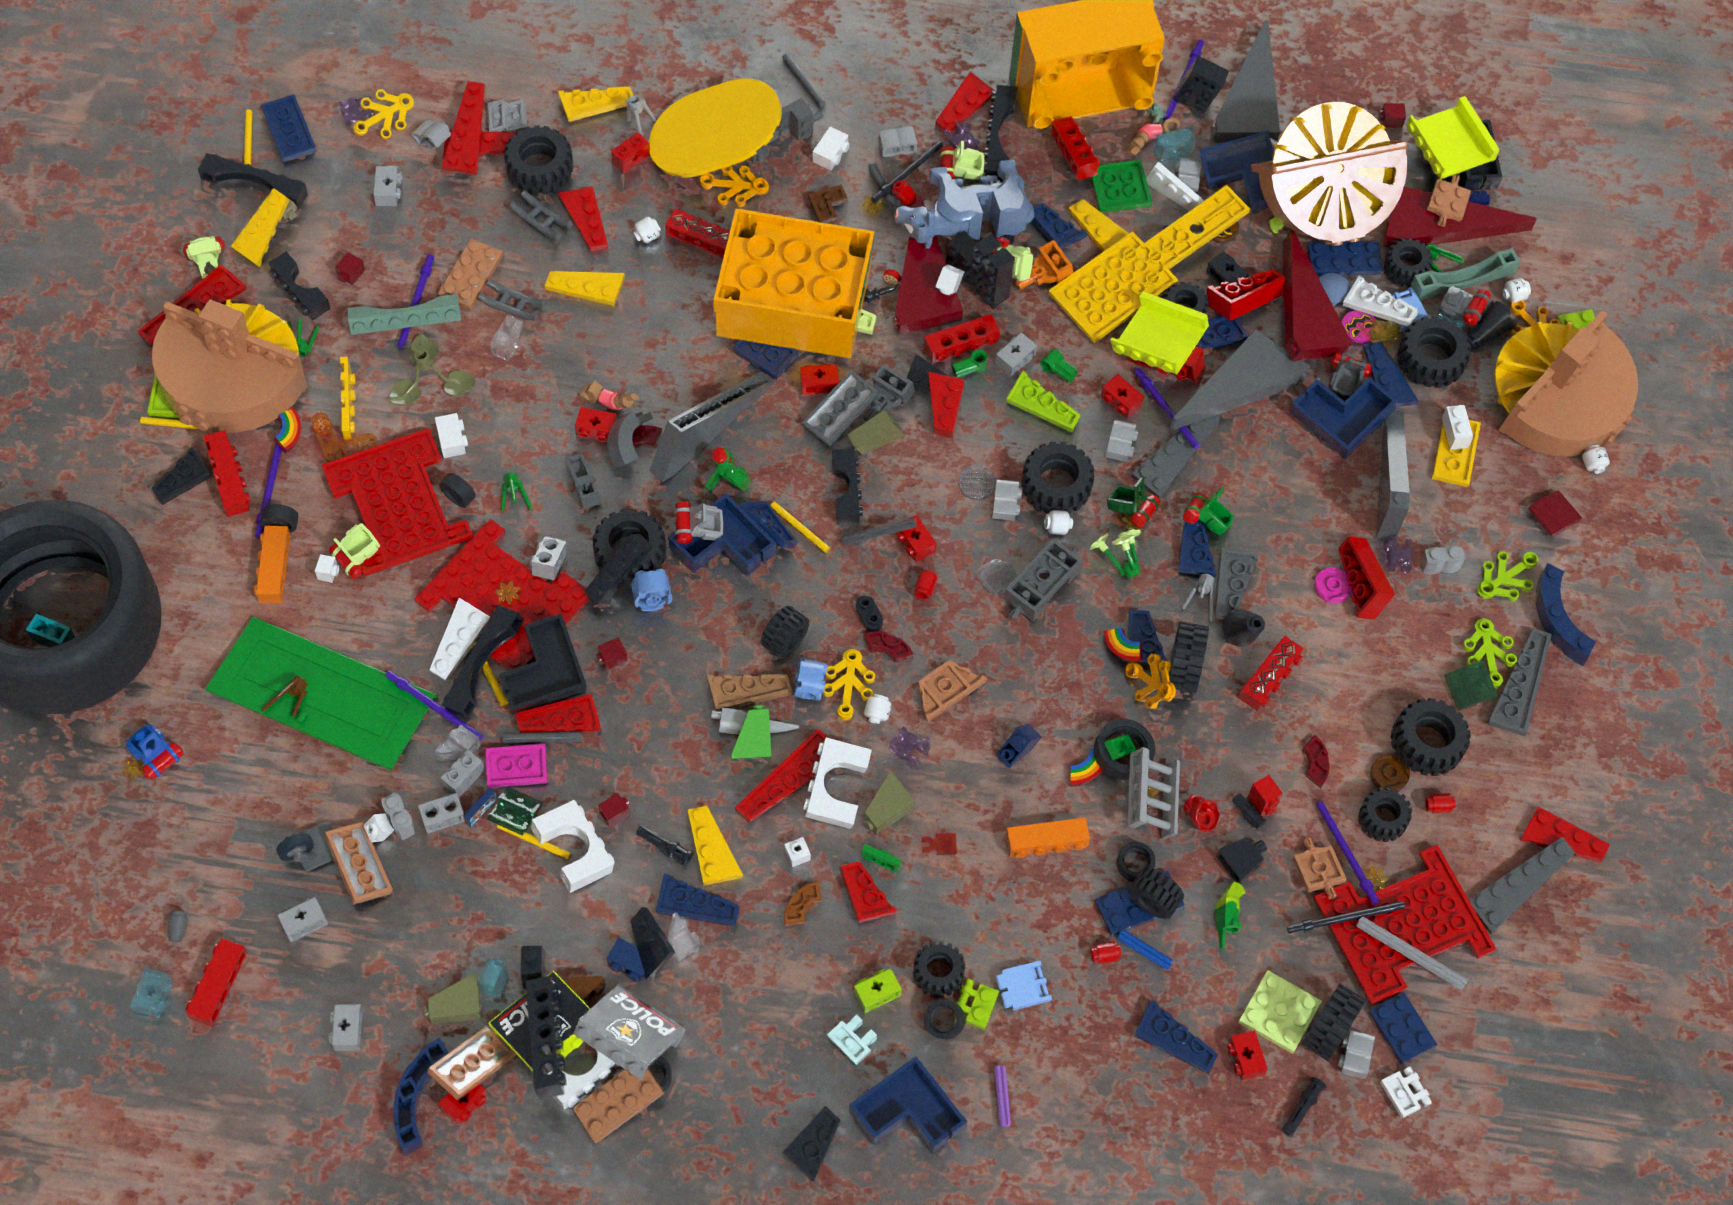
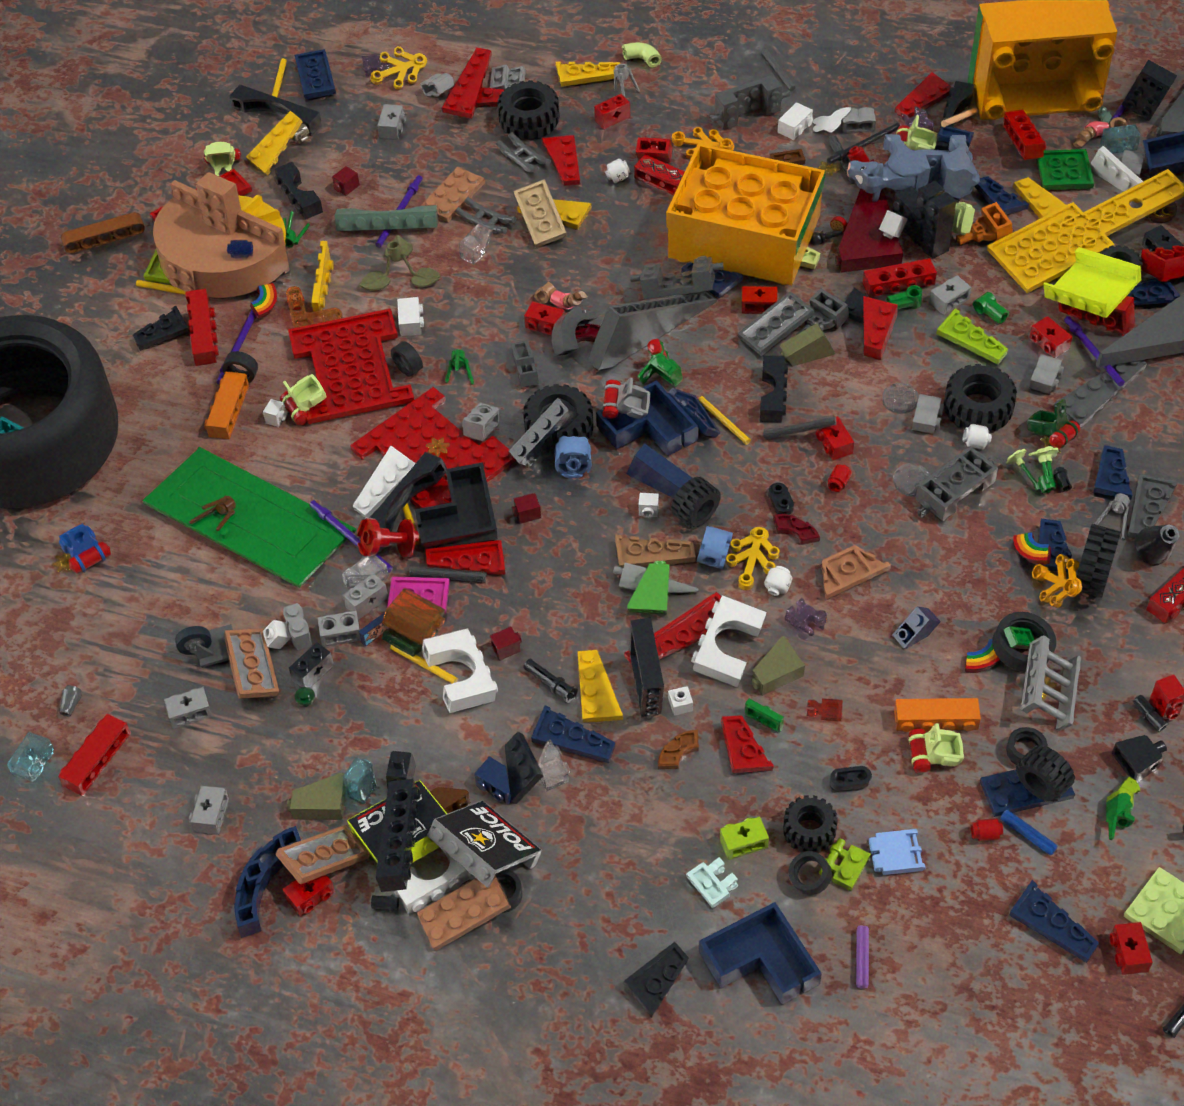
camera: 15 degrees right, 10 degrees down
(89, 360) = (102, 232): none -> dark orange beam
(256, 381) = (240, 248): none -> clear blue brick
(419, 891) = (304, 696): none -> dark green plate
(421, 859) = (311, 666): none -> black brick
(462, 711) = (375, 537): none -> red piece
(518, 794) = (413, 616): none -> clear orange brick
(534, 1102) = (385, 902): none -> black pin
(572, 294) = (540, 213): none -> tan plate
(652, 68) = (642, 51): none -> yellowish green cylinder
(685, 200) = (654, 147): none -> red brick
(715, 127) = (691, 93): yellow tile -> none
(718, 373) = (697, 280): none -> dark grey brick
(736, 636) = (648, 504): none -> white plate
(744, 600) = (657, 471): none -> dark blue slope
(762, 829) = (646, 667): none -> black window
(868, 147) = (831, 122): none -> white sticker
(971, 914) = (849, 777): none -> black plate
(995, 155) = (946, 132): none -> dark blue tile
(1005, 131) = (961, 116): none -> light nougat bar
(1052, 873) = (935, 747): none -> yellowish green piece
(1146, 561) = (1060, 475): none -> black pin
(1202, 812) = (1100, 707): red hair -> none
(1208, 511) = (1129, 439): green piece -> none

